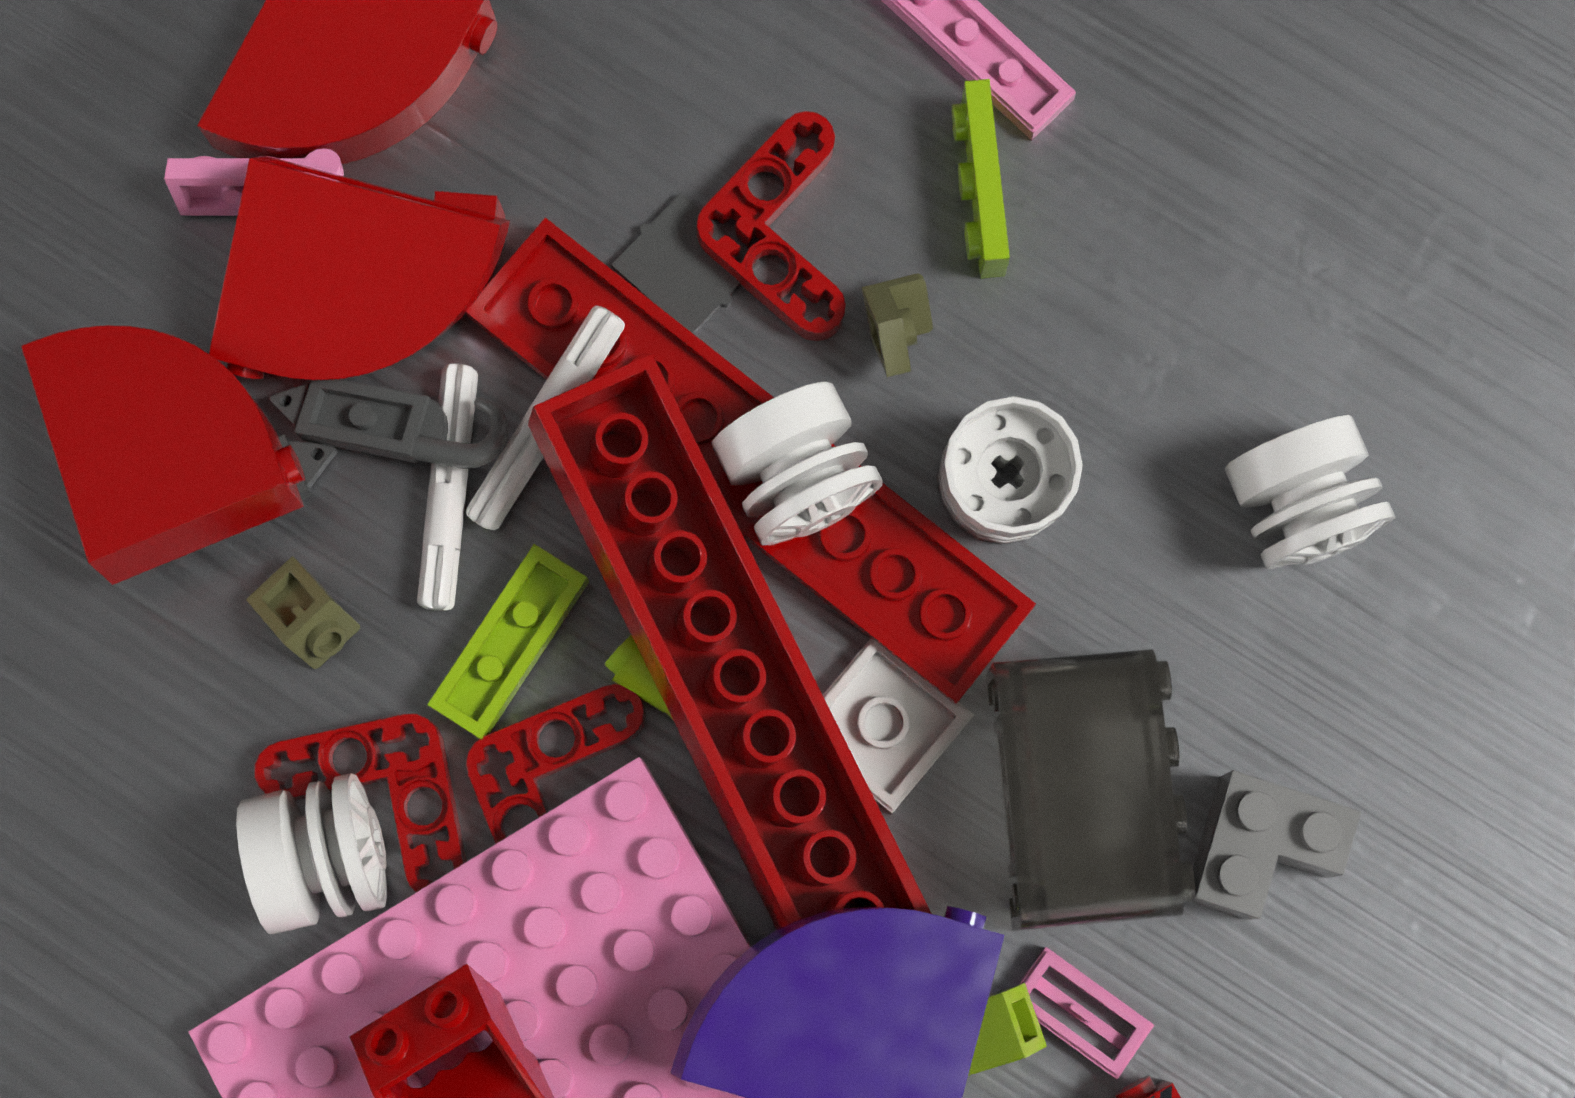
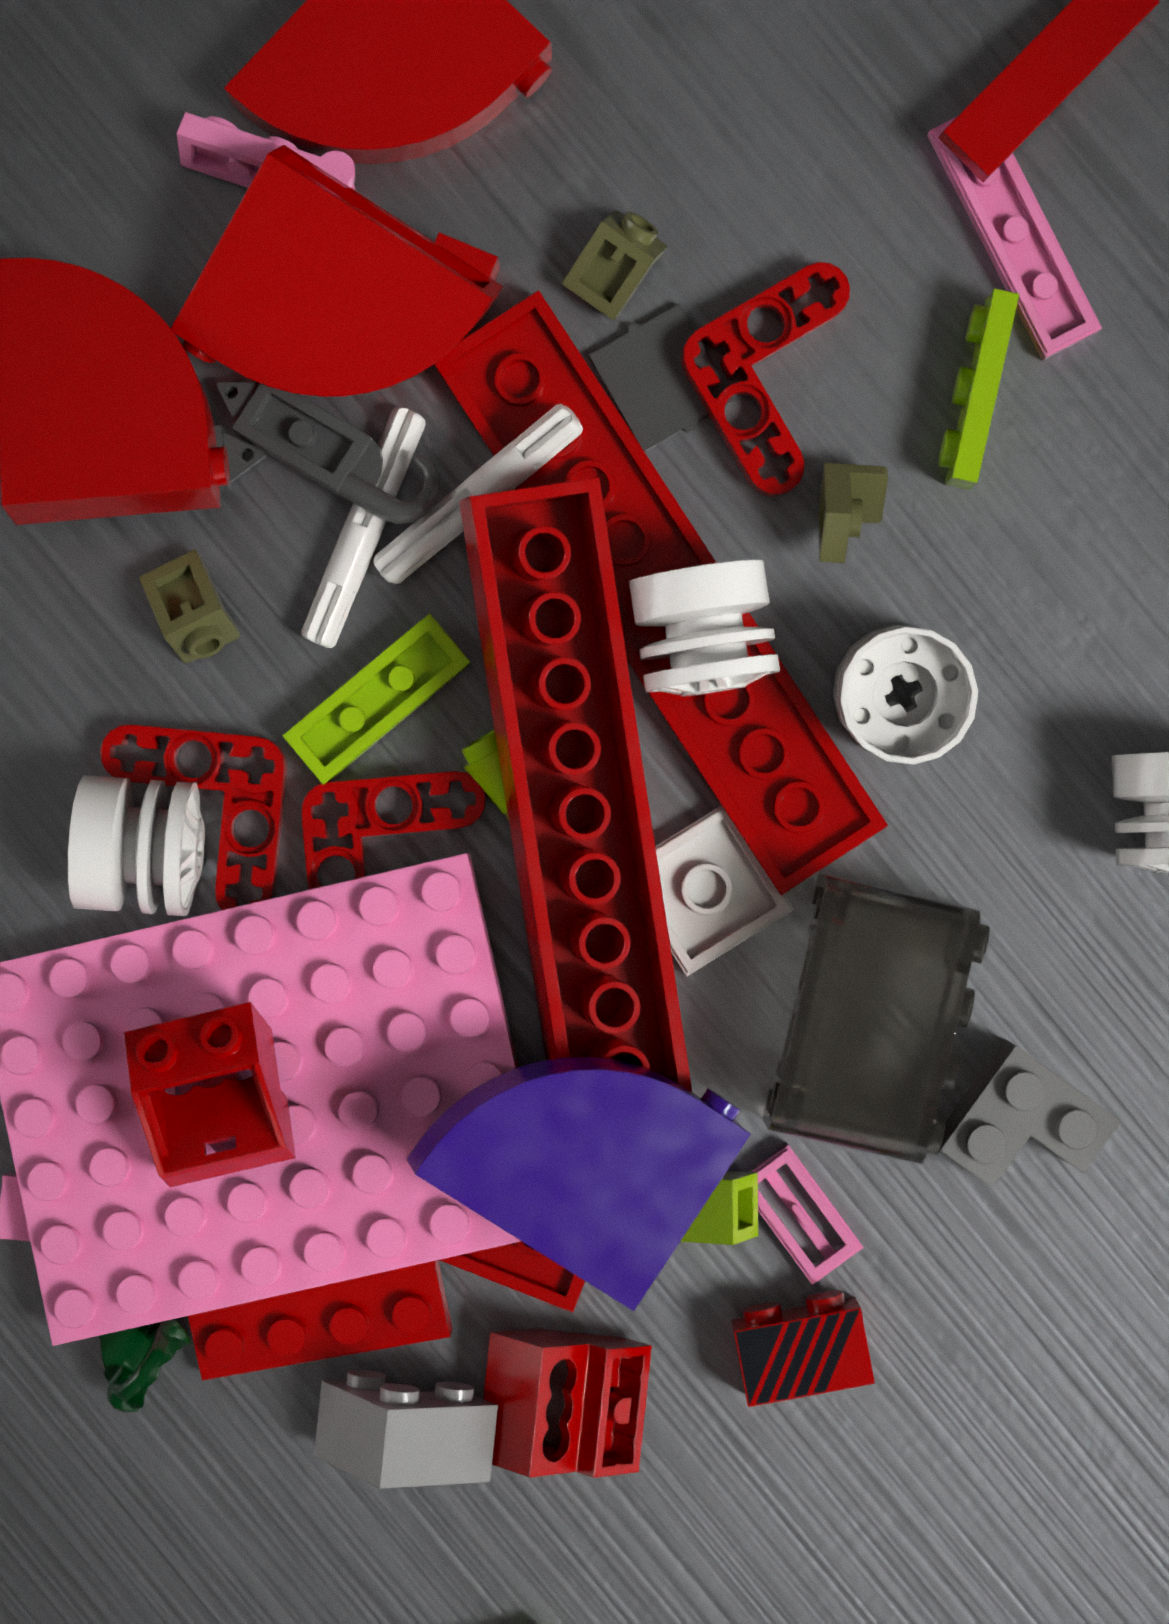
camera: 10 degrees right, 10 degrees up
(608, 173) = (615, 262): none -> olive bracket

